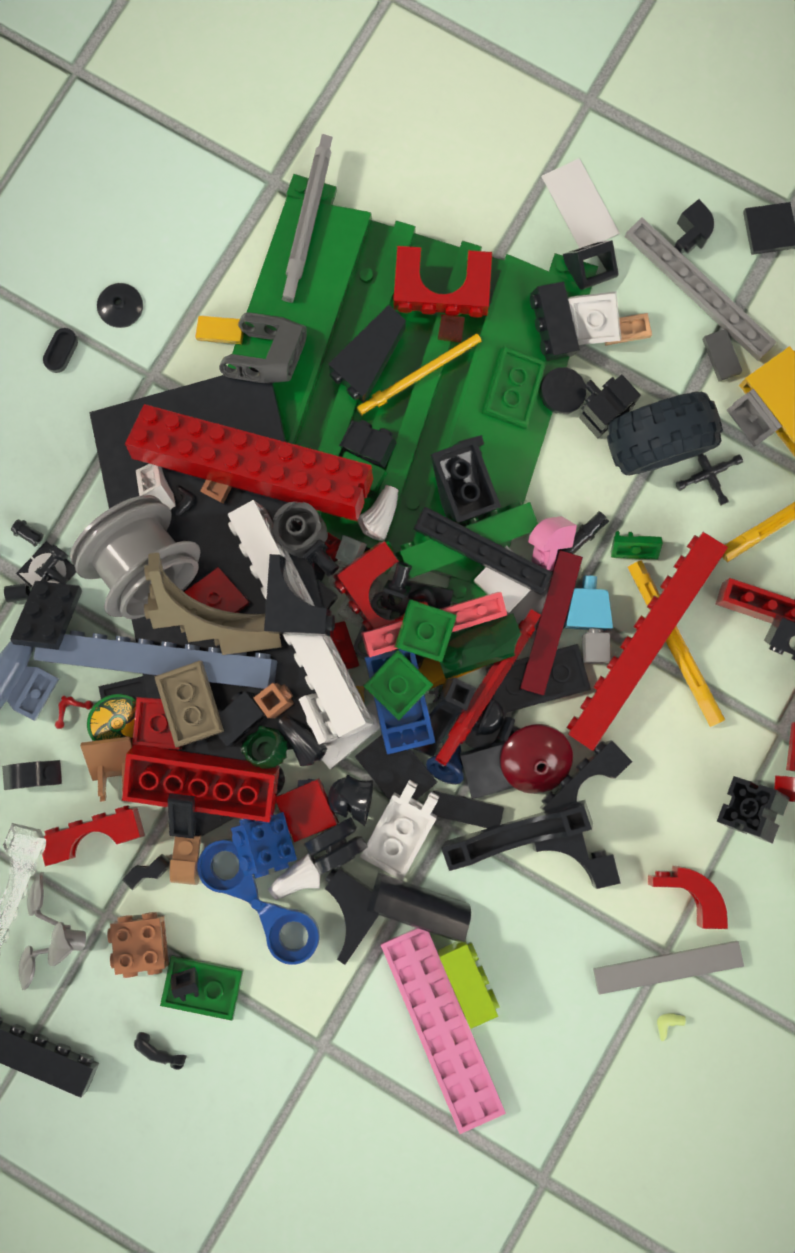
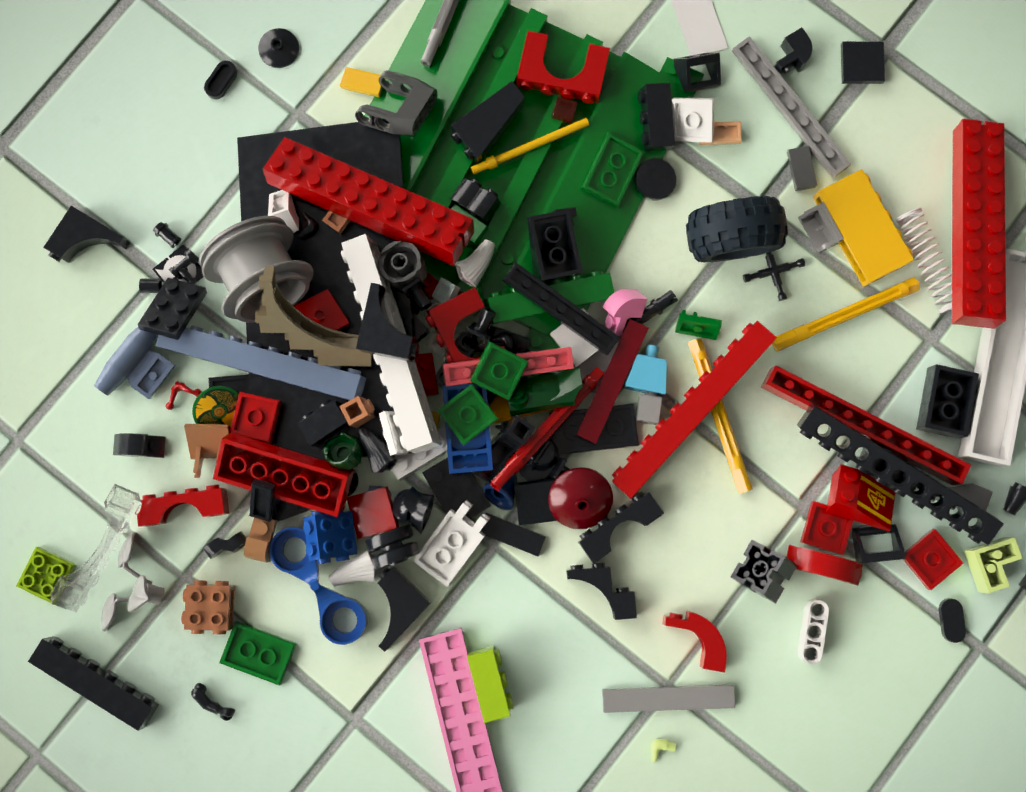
camera: 10 degrees right, 0 degrees up
(185, 983) = (243, 646): black tile -> none
(189, 704) = (283, 403): dark tan tile -> none
(420, 908) = (457, 612): black brick -> none
(550, 824) = (553, 560): black arch -> none
(607, 404) = (692, 196): black brick -> none

